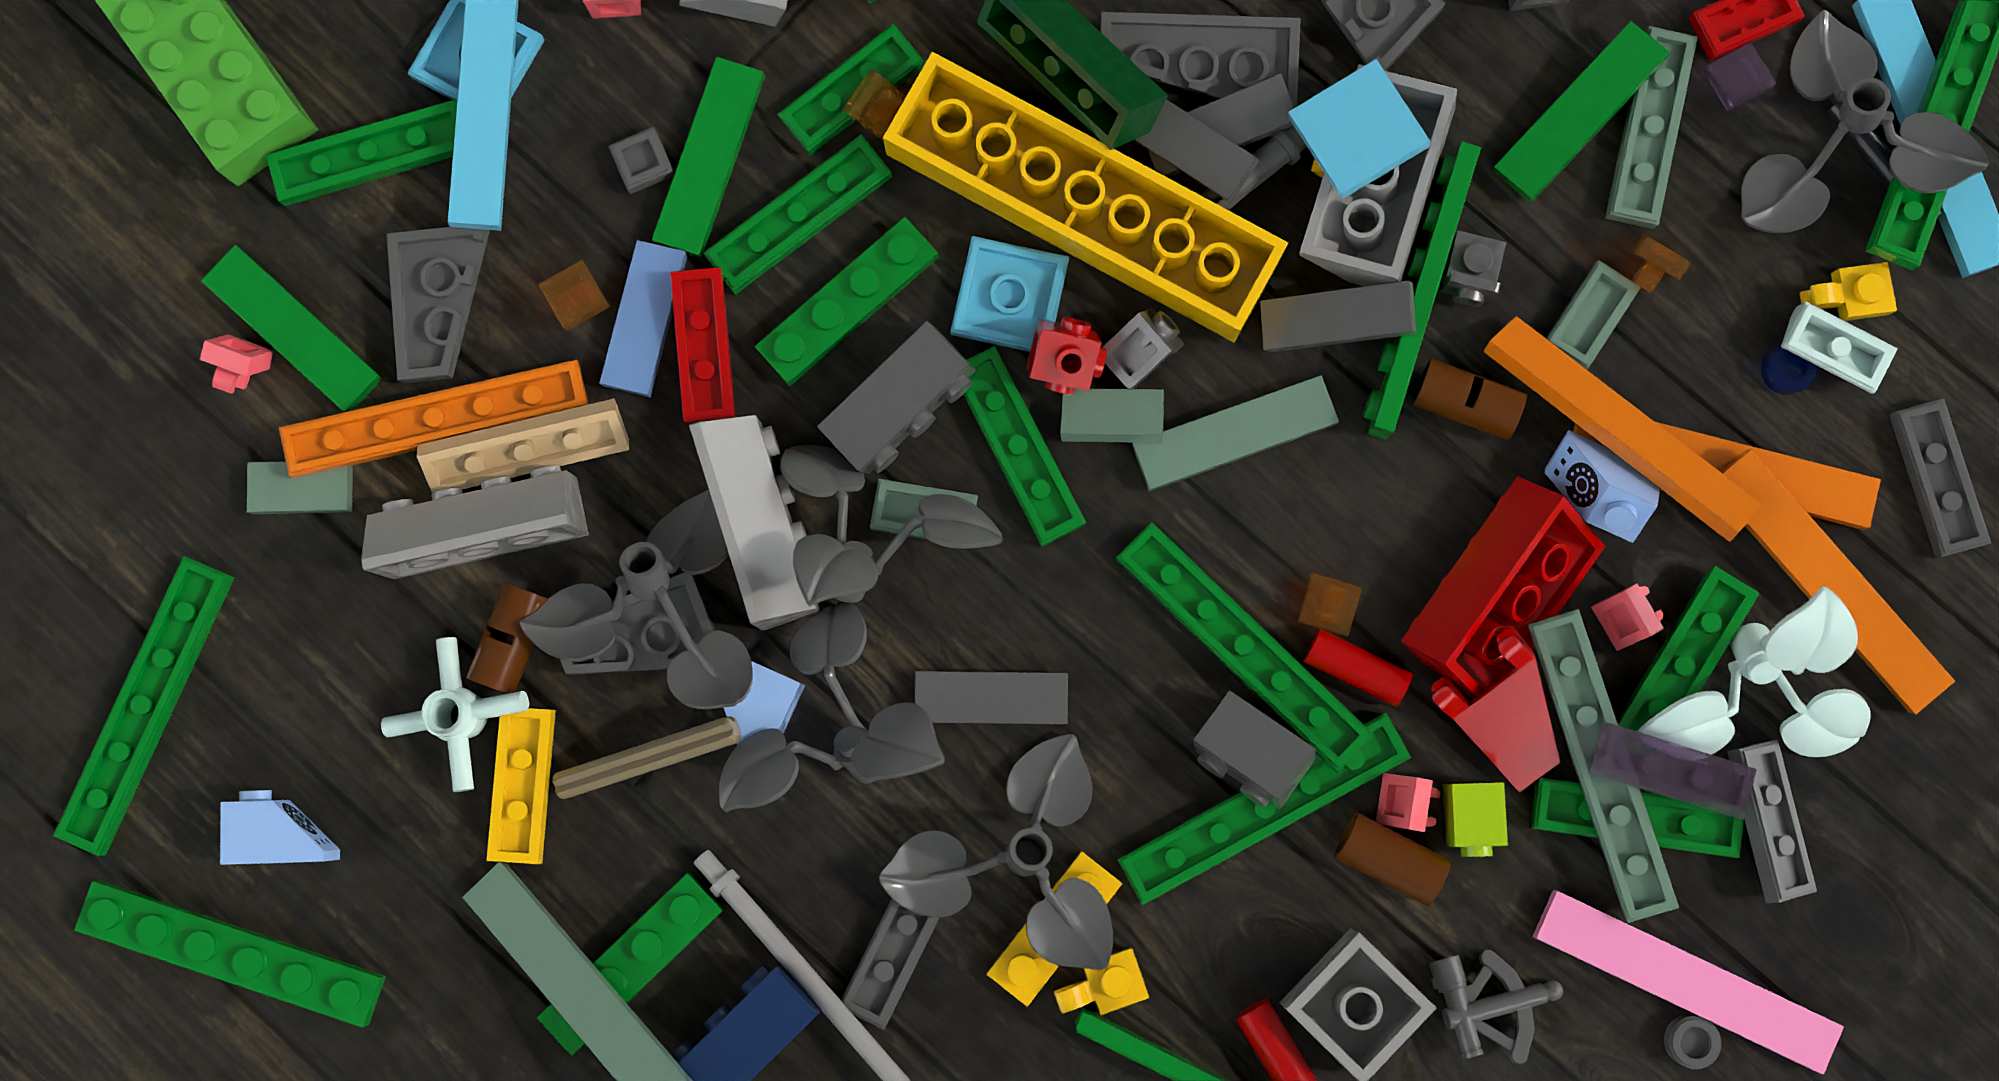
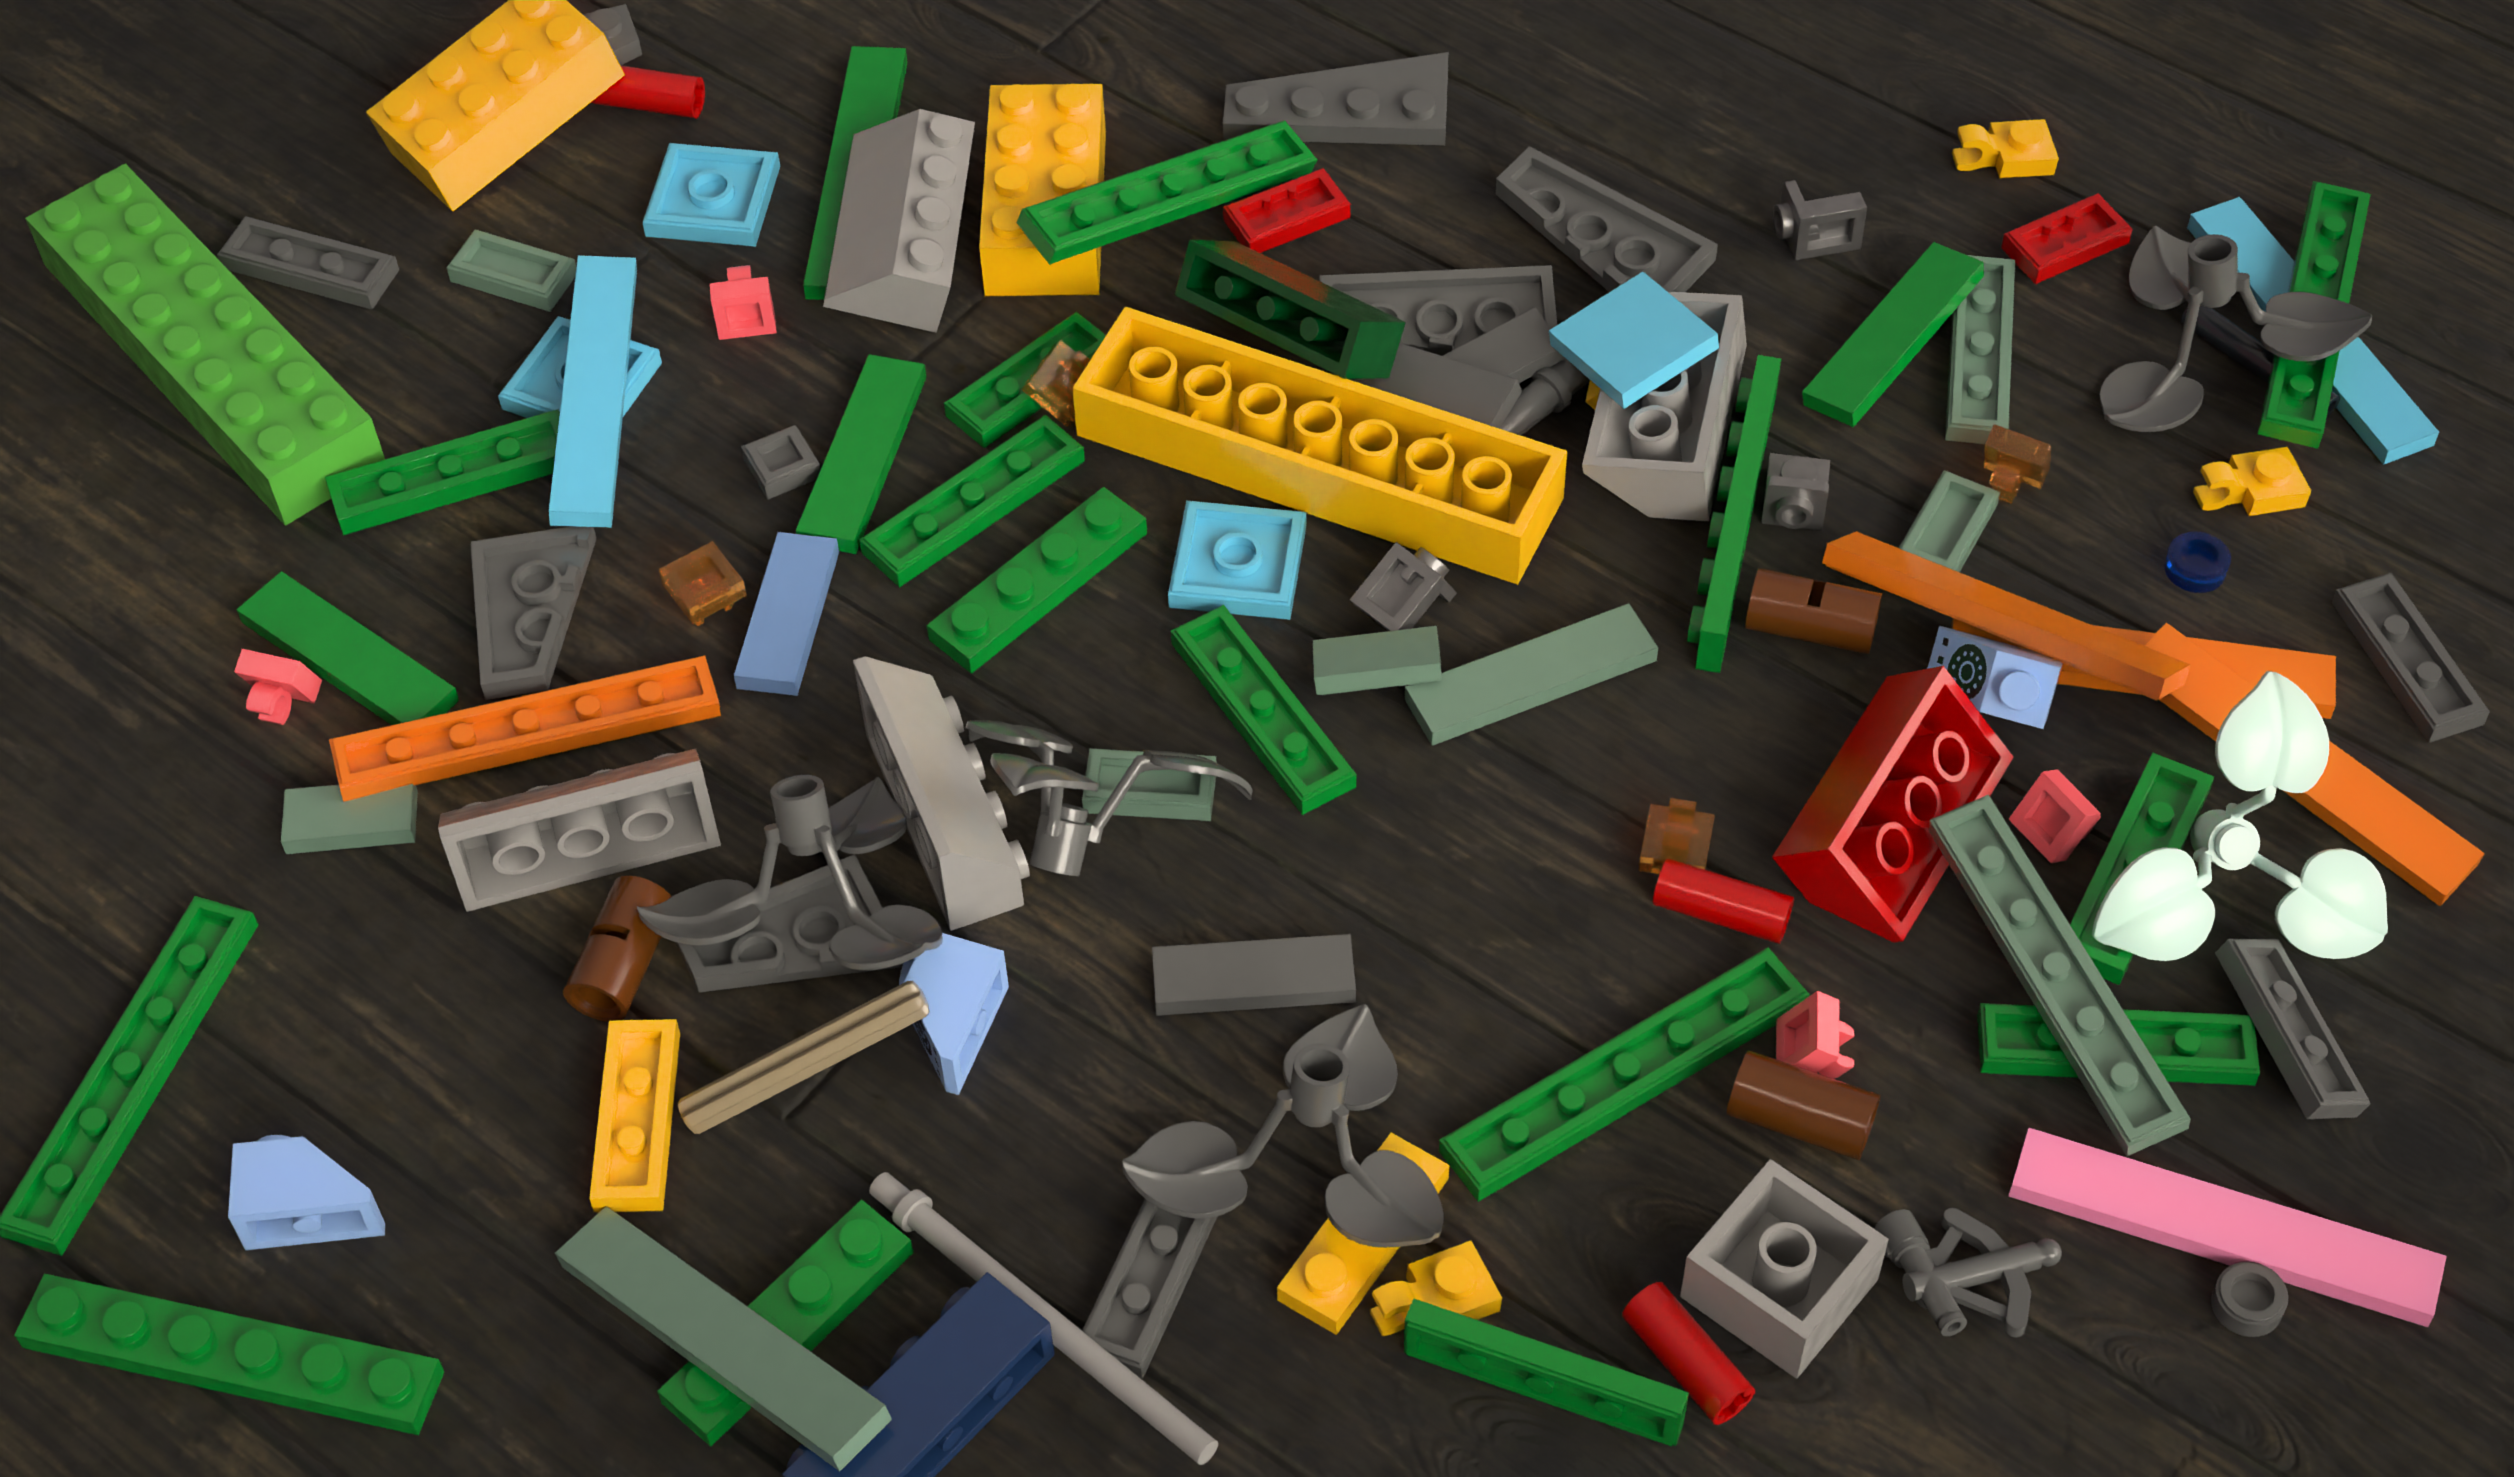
camera: 10 degrees left, 30 degrees down
(471, 719) = (548, 1035): light aqua bar -> none
(524, 446) = (711, 723): tan plate -> none
(702, 345) = (858, 611): red plate -> none
(898, 400) = (1108, 654): dark grey brick -> none
(898, 738) = (1080, 1026): dark grey plant -> none
(1055, 341) = (1312, 593): red brick -> none
(1244, 647) = (1577, 891): green tile -> none
(1253, 751) = (1603, 987): dark grey brick -> none
(1338, 316) = (1639, 535): dark grey tile -> none
(1475, 817) = (1903, 1046): lime brick -> none
(1509, 717) = (1925, 929): flag -> none
(1673, 770) = (2146, 956): clear purple tile -> none
(1739, 77) = (2072, 295): clear purple tile -> none
(1838, 347) = (2250, 524): light aqua slope -> none

